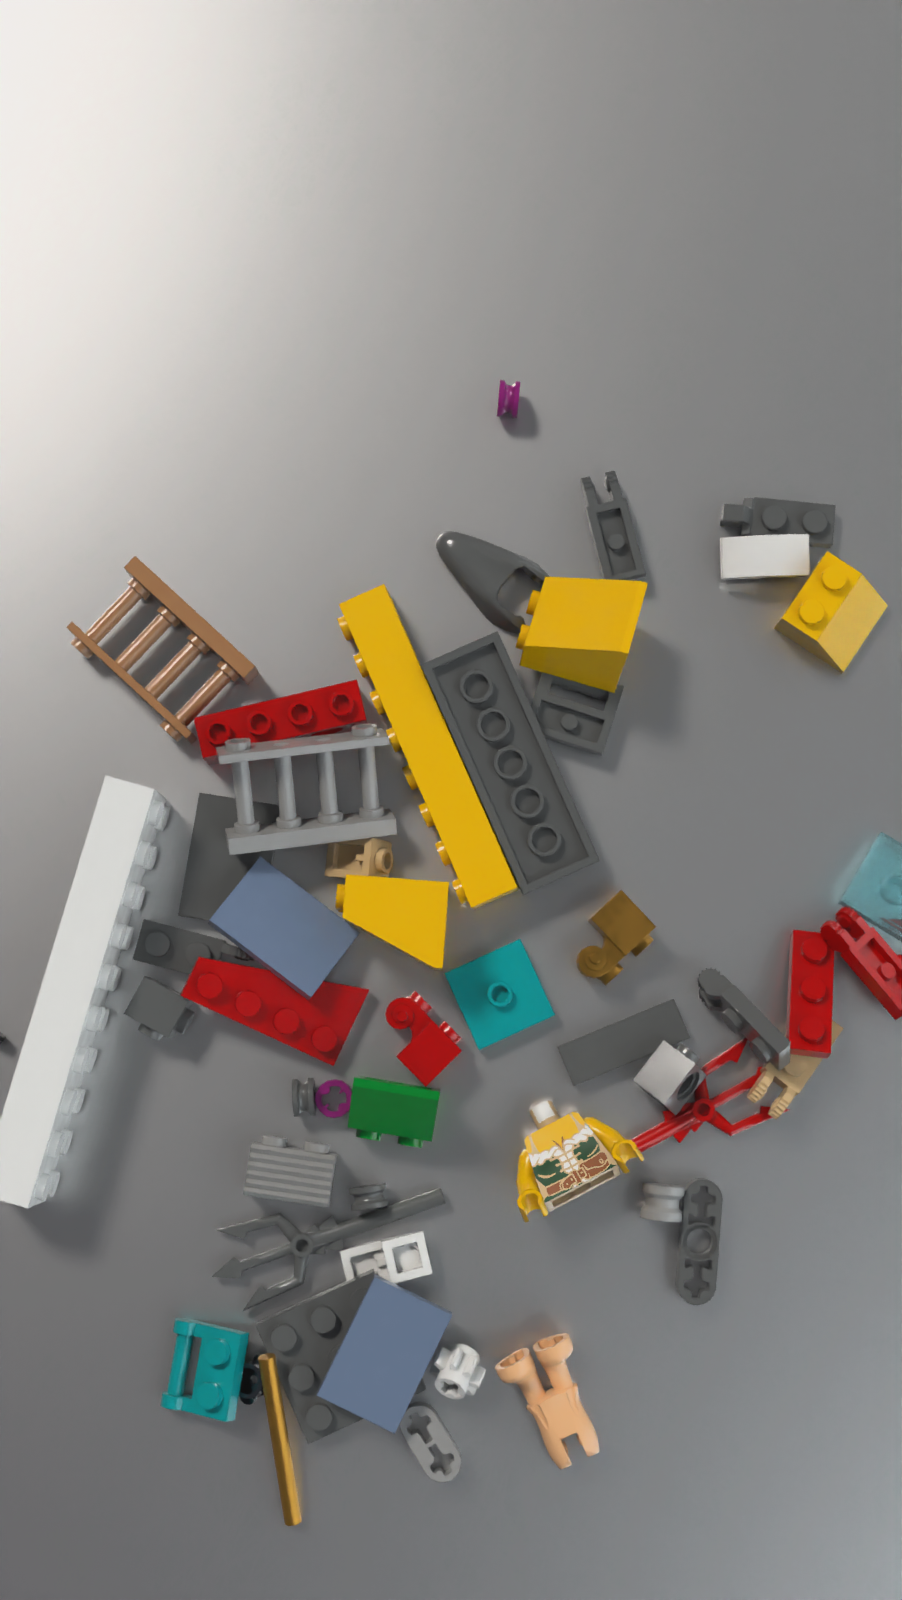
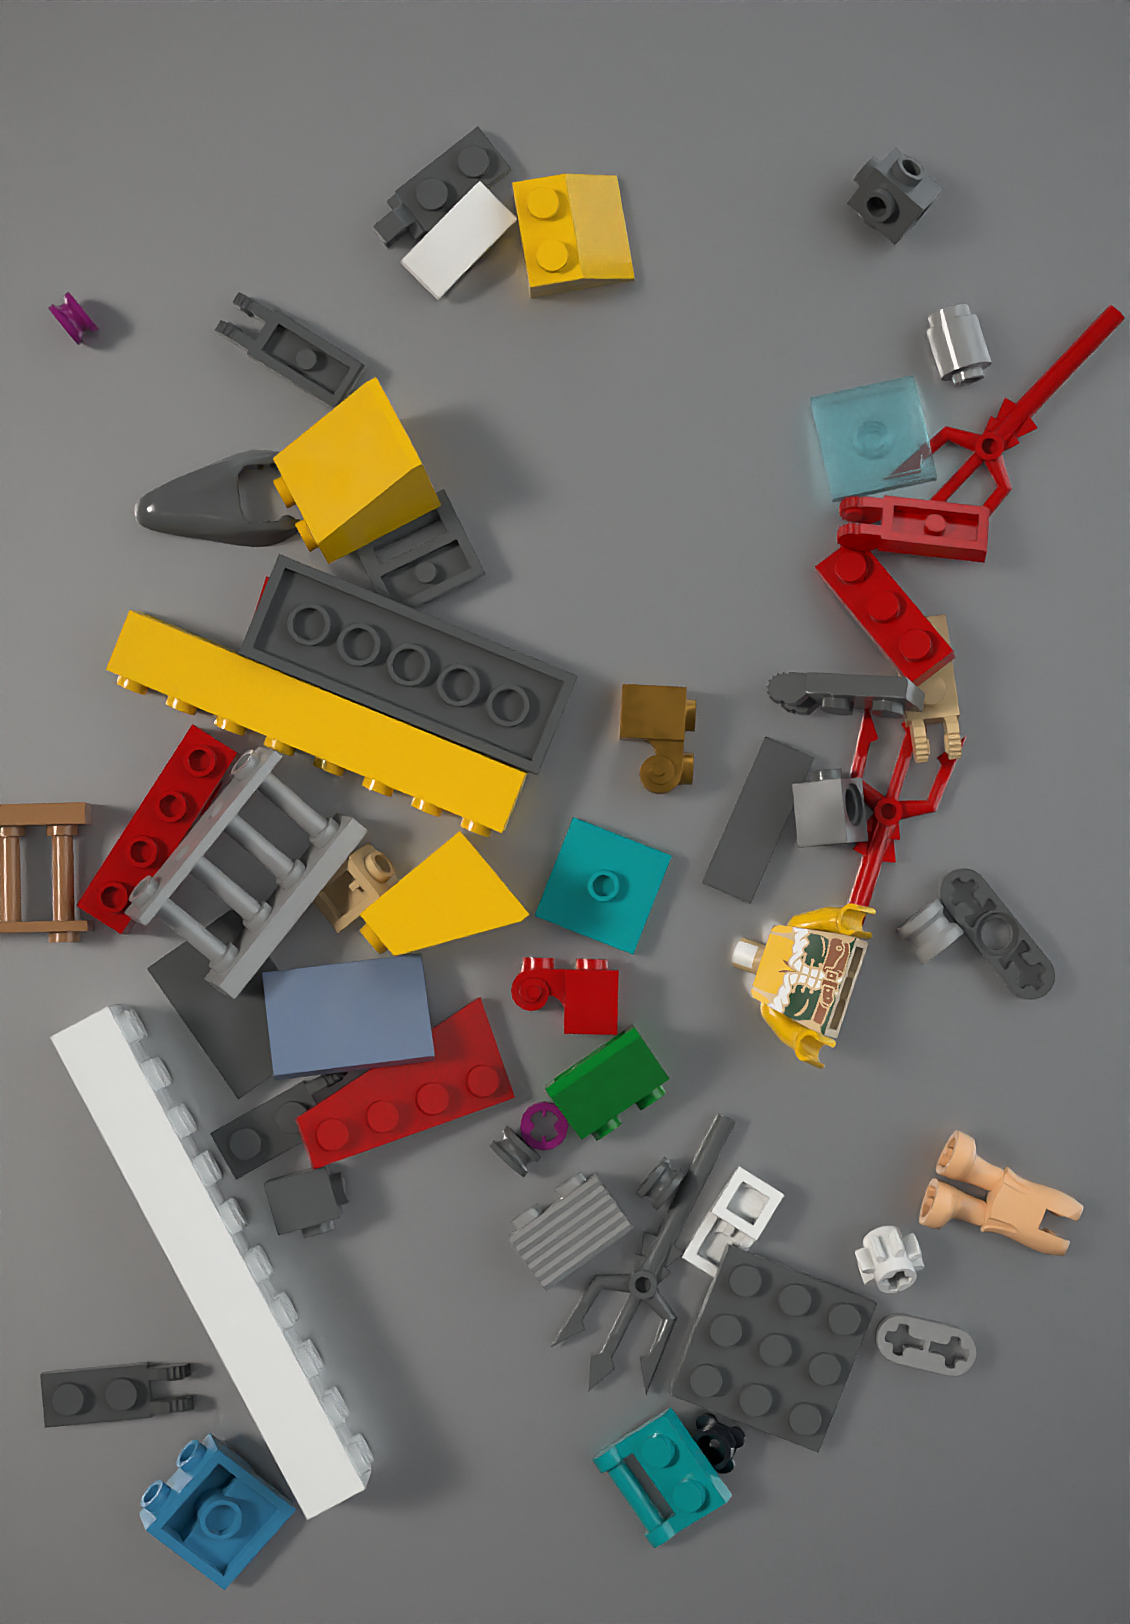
camera: 45 degrees left, 5 degrees up
(279, 1439) = (788, 1472): pearl gold bar -> none
(384, 1353) = (809, 1306): sand blue tile -> none

